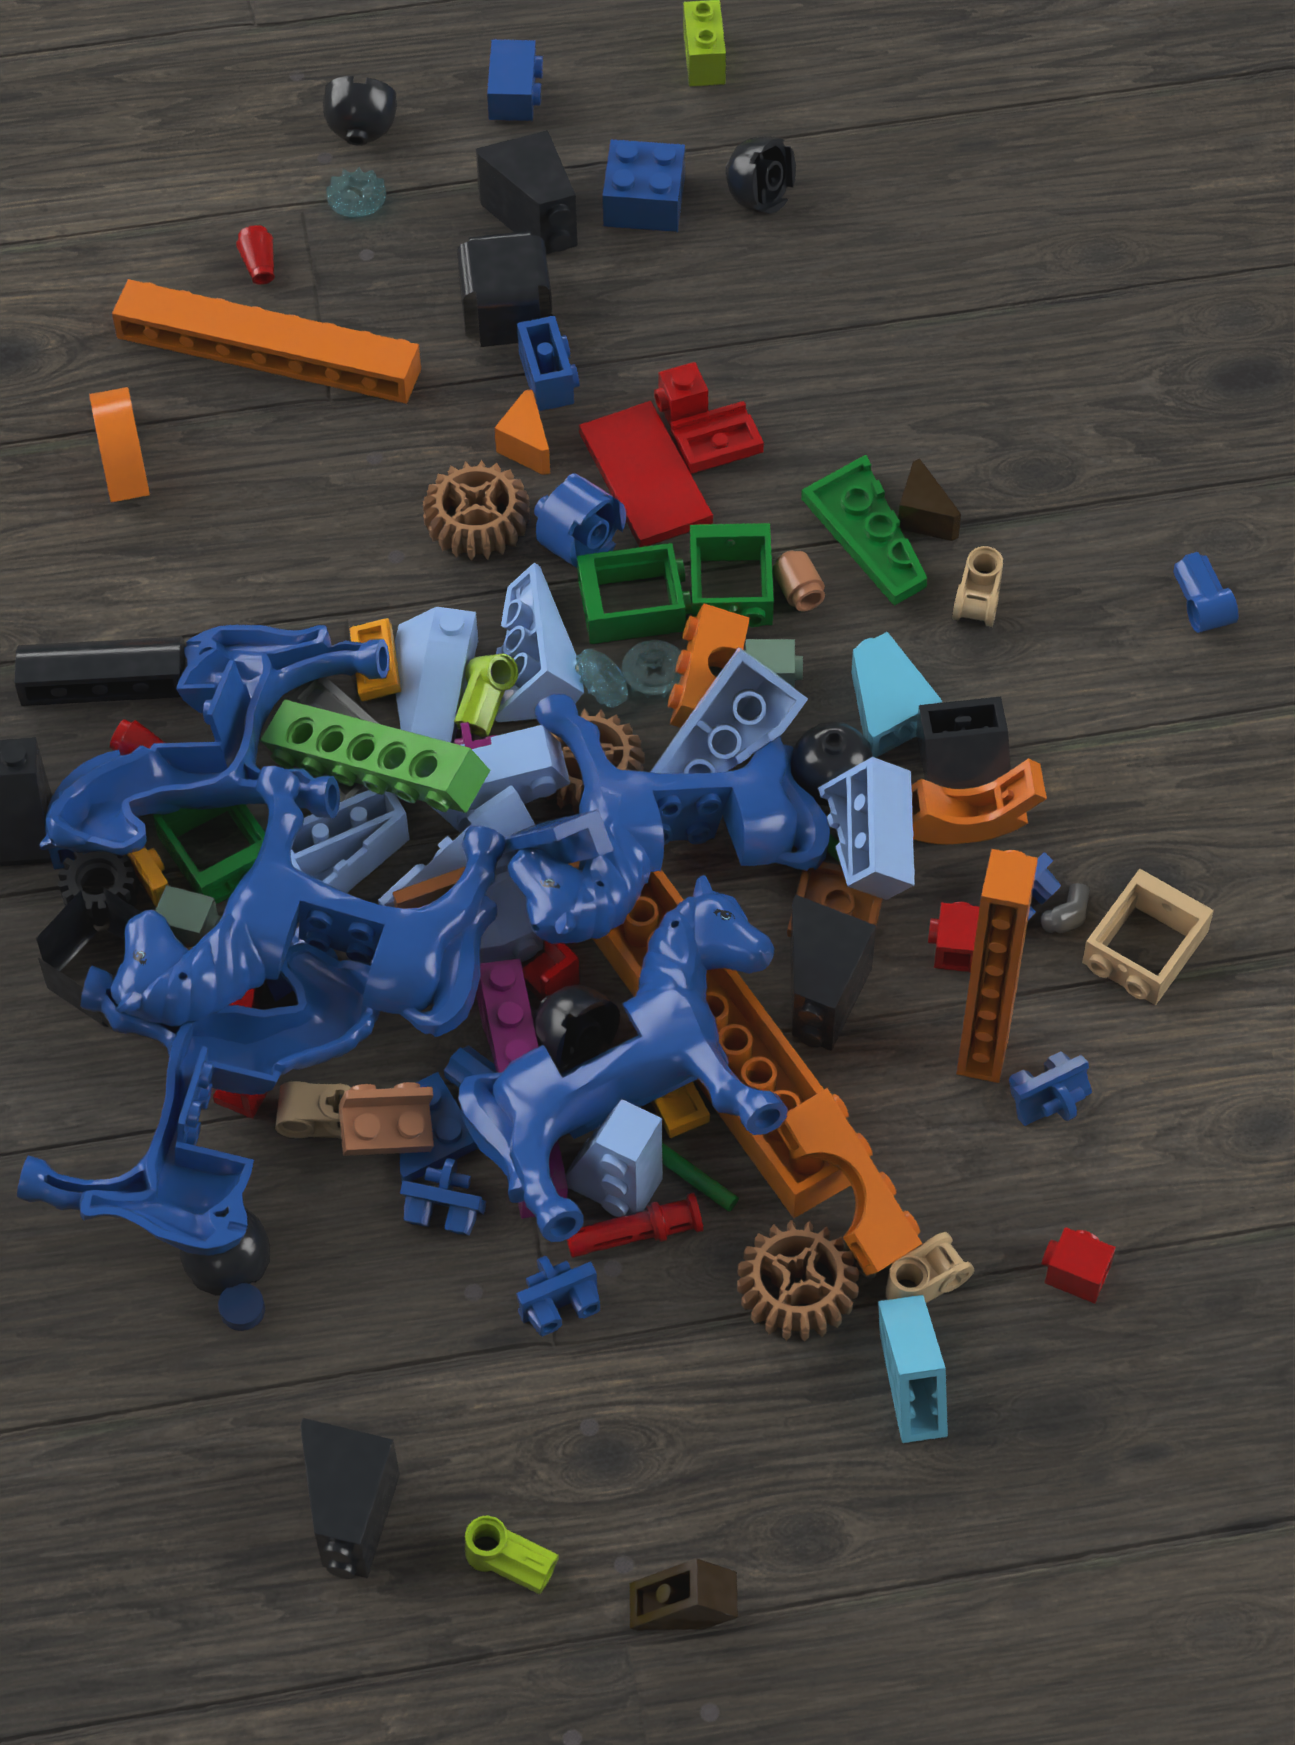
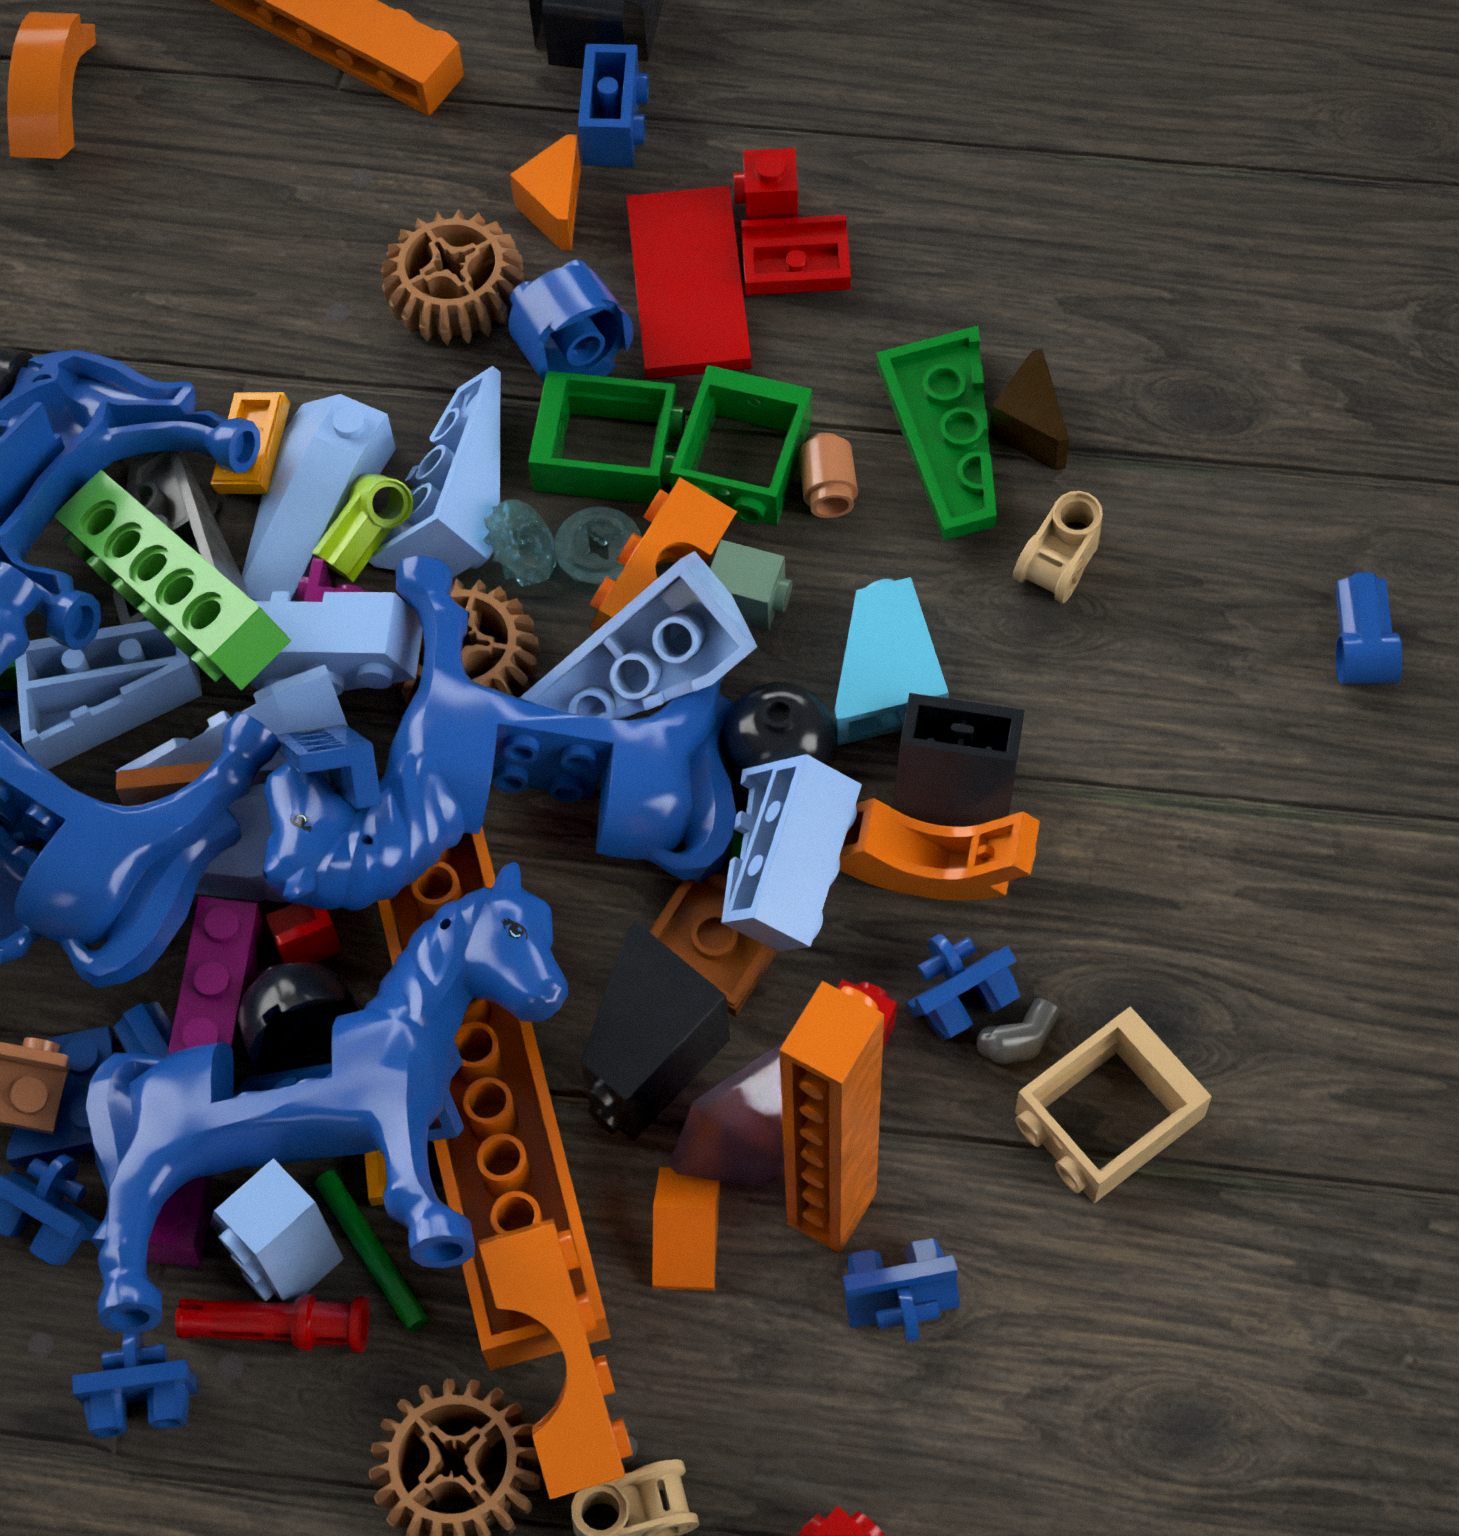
camera: 20 degrees right, 5 degrees up
(892, 1093) = (685, 1232): none -> orange slope
(917, 1010) = (736, 1128): none -> slope

